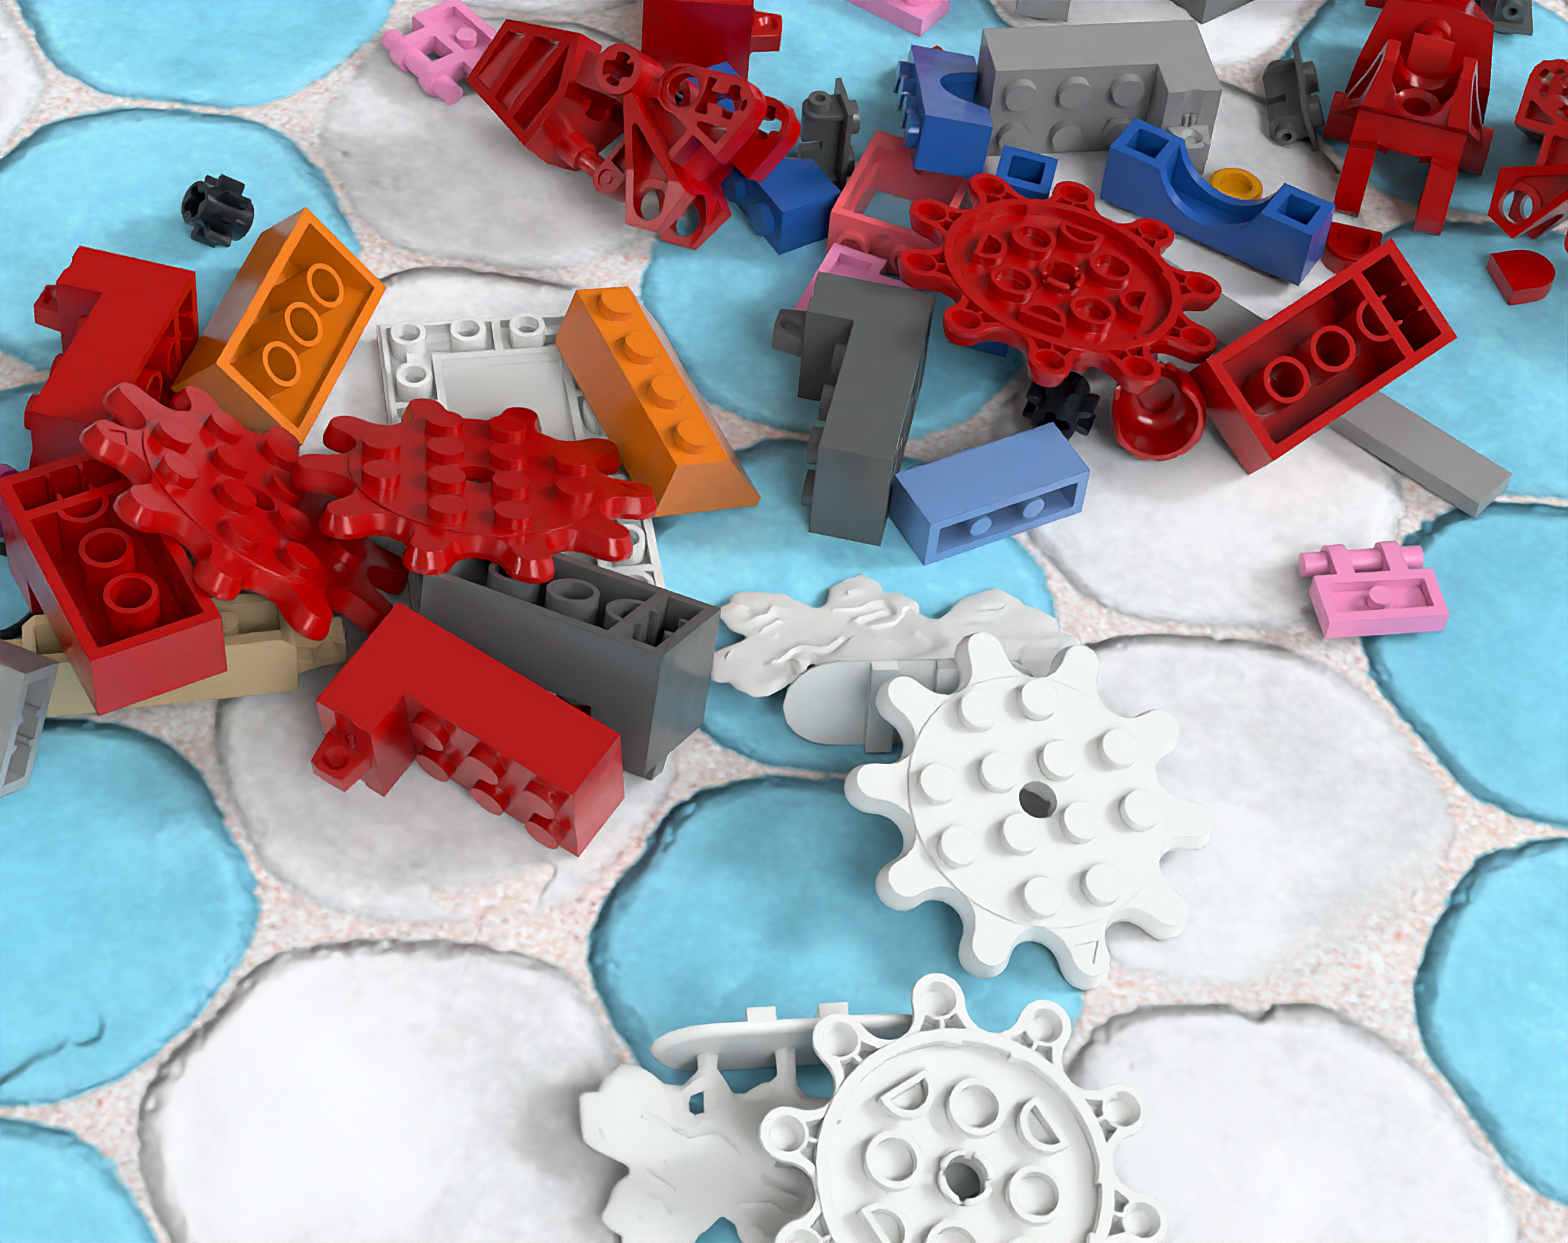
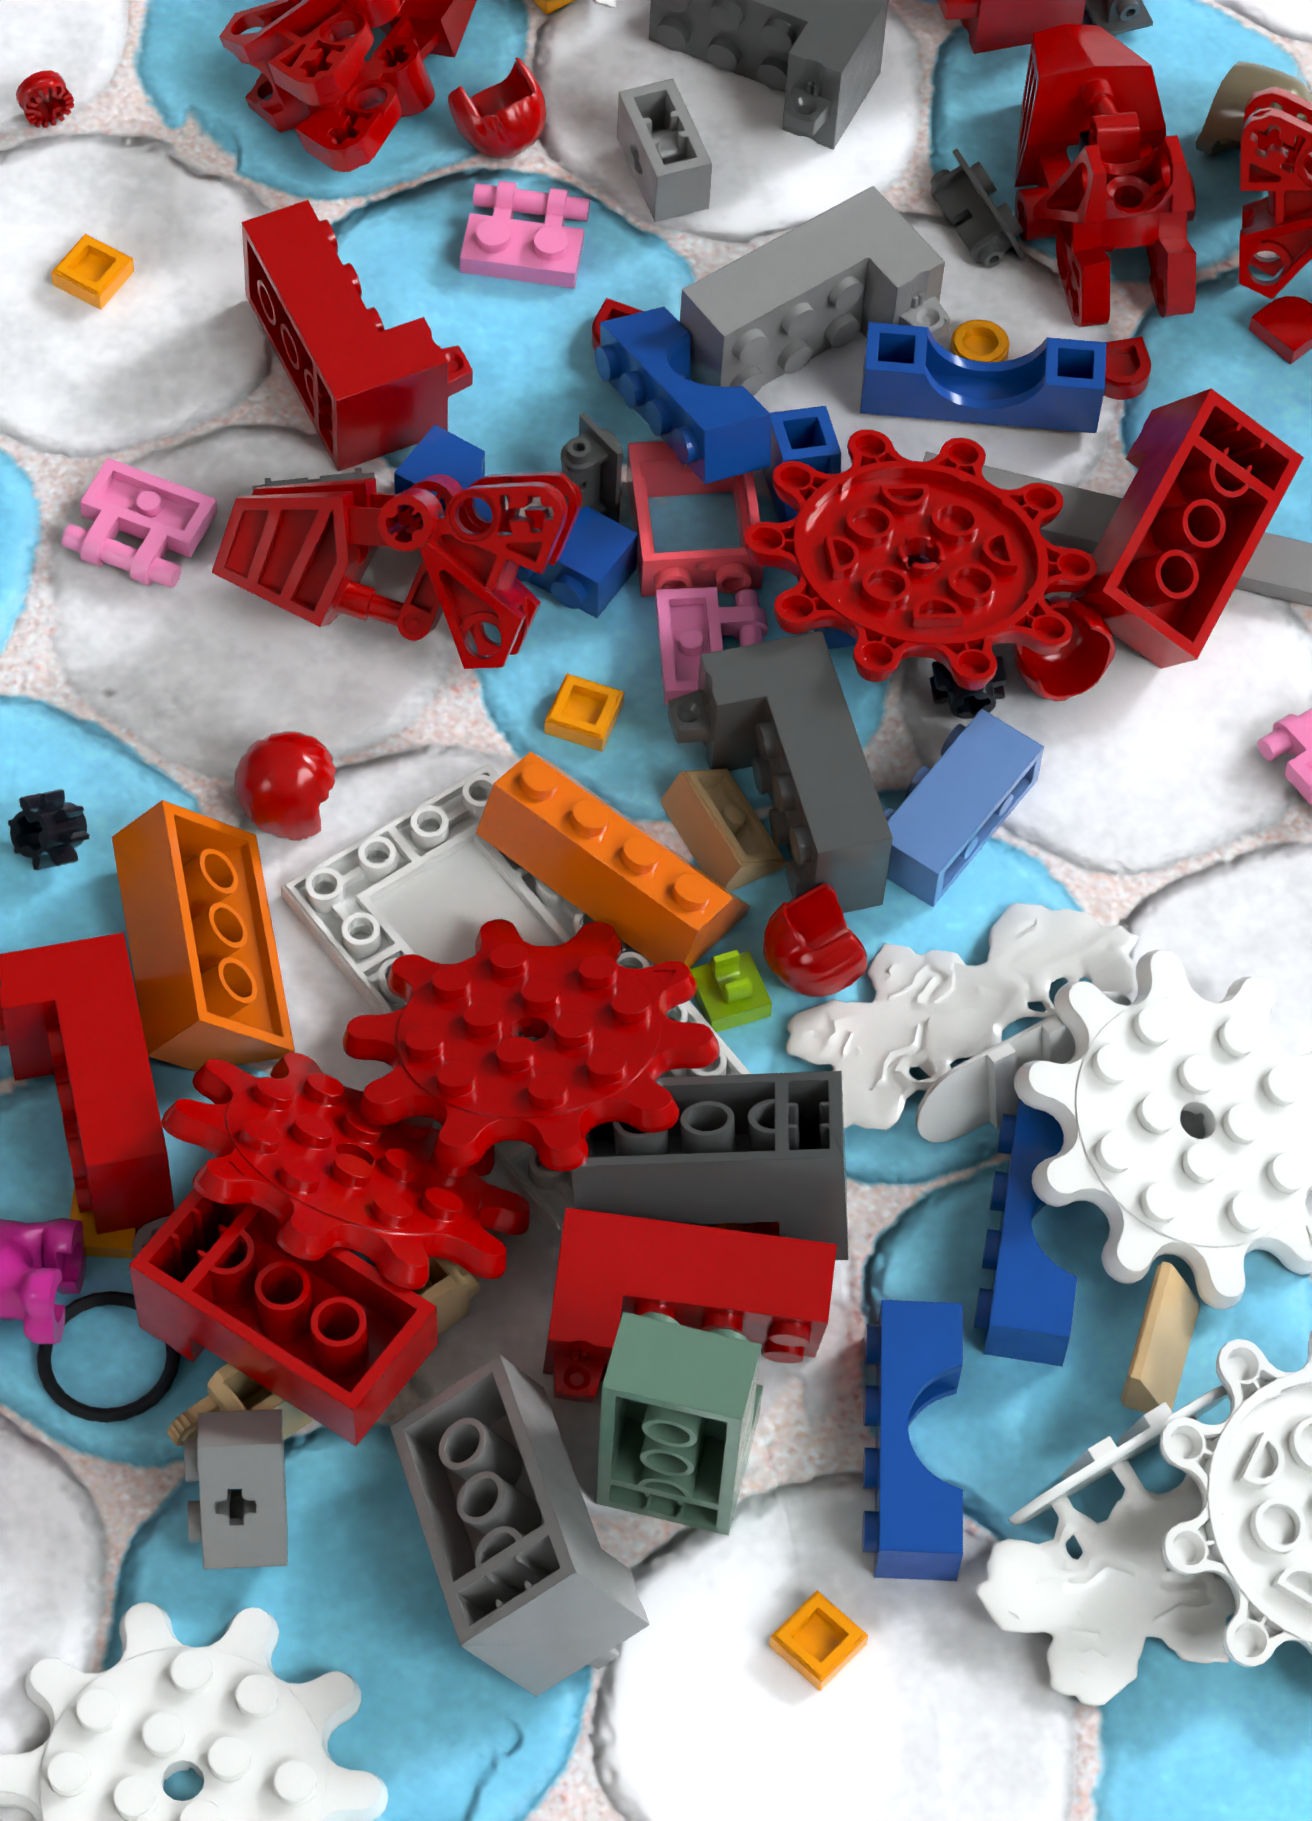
camera: 25 degrees left, 10 degrees up
(174, 855) = (513, 1531): none -> light grey hinge
(384, 813) = (677, 1421): none -> sand green hinge
(416, 1079) = (818, 1640): none -> light orange tile
(423, 248) = (284, 783): none -> red hair
(567, 1013) = (916, 1514): none -> blue arch
(698, 548) = (731, 991): none -> lime tile
(718, 309) = (584, 712): none -> light orange tile
(775, 431) = (721, 828): none -> tan slope
(788, 536) = (812, 945): none -> red hair
(793, 887) = (1030, 1296): none -> blue arch
(888, 972) = (1161, 1342): none -> tan slope

